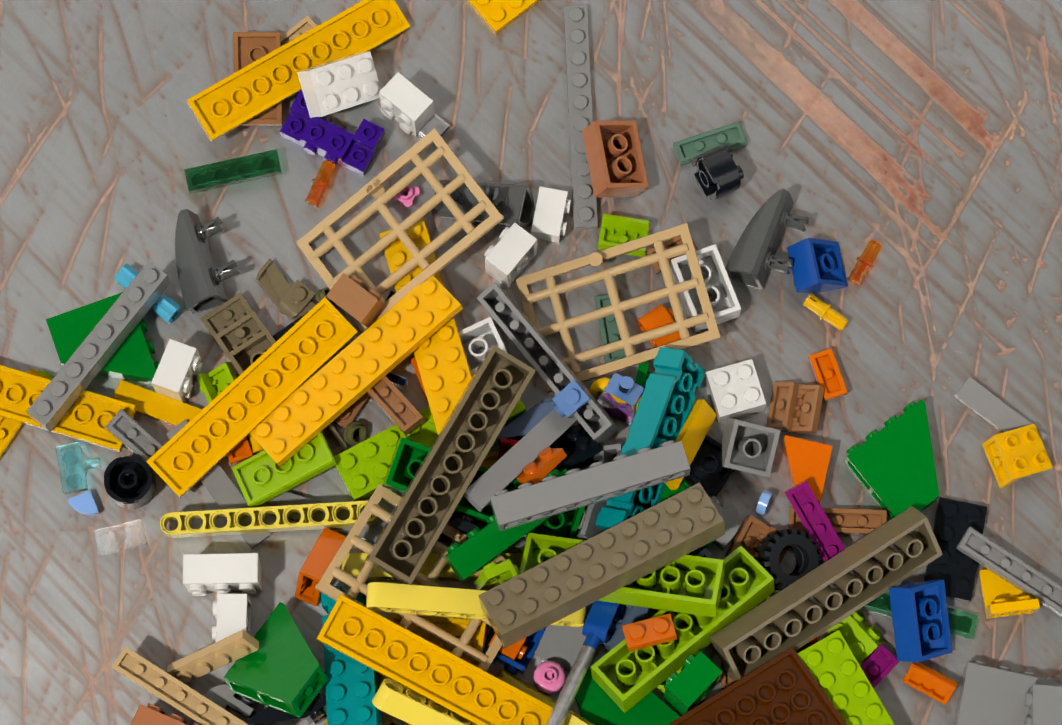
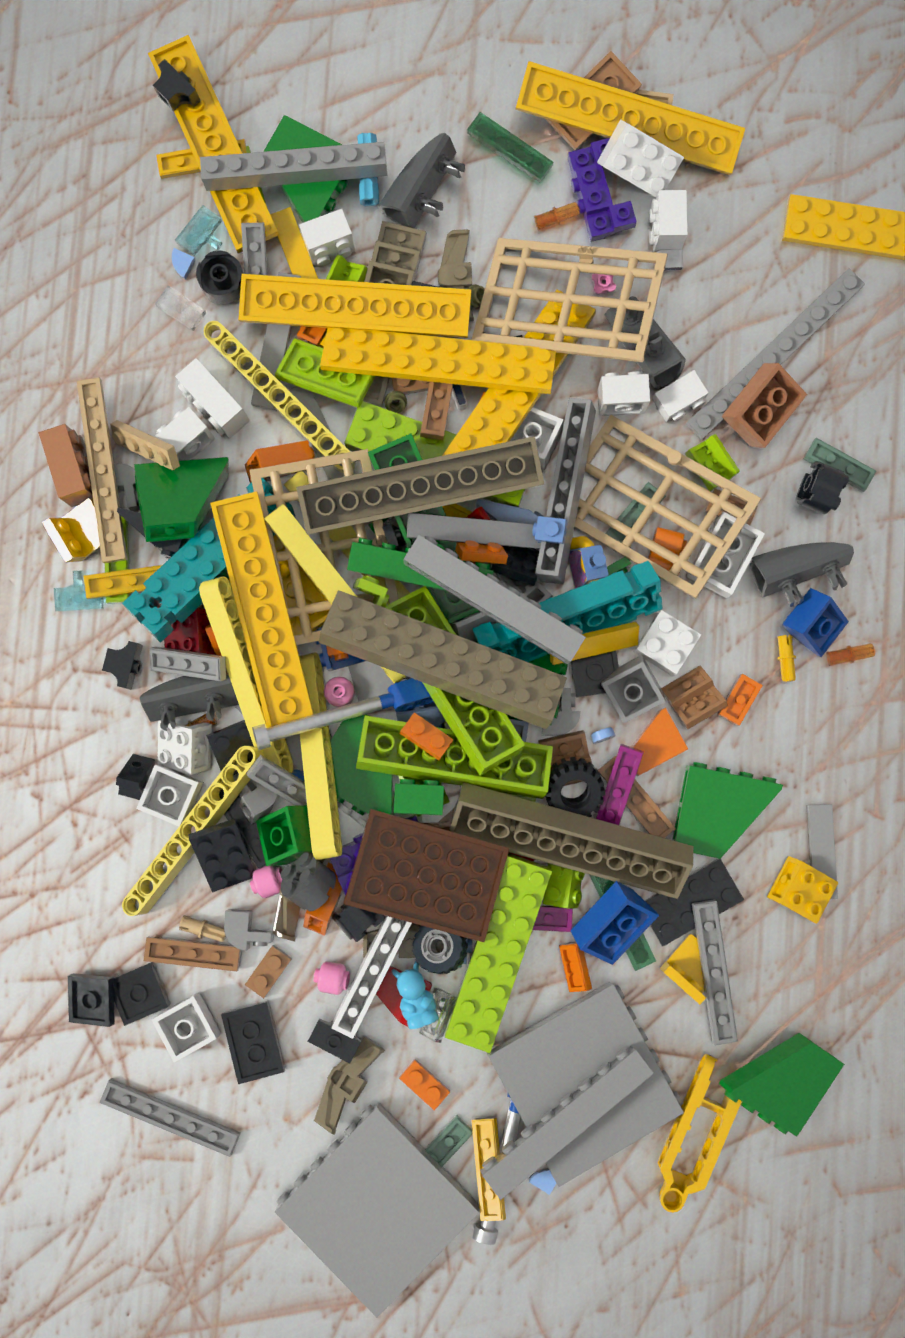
camera: 55 degrees right, 10 degrees up
(356, 300) = (489, 314): medium nougat brick -> none

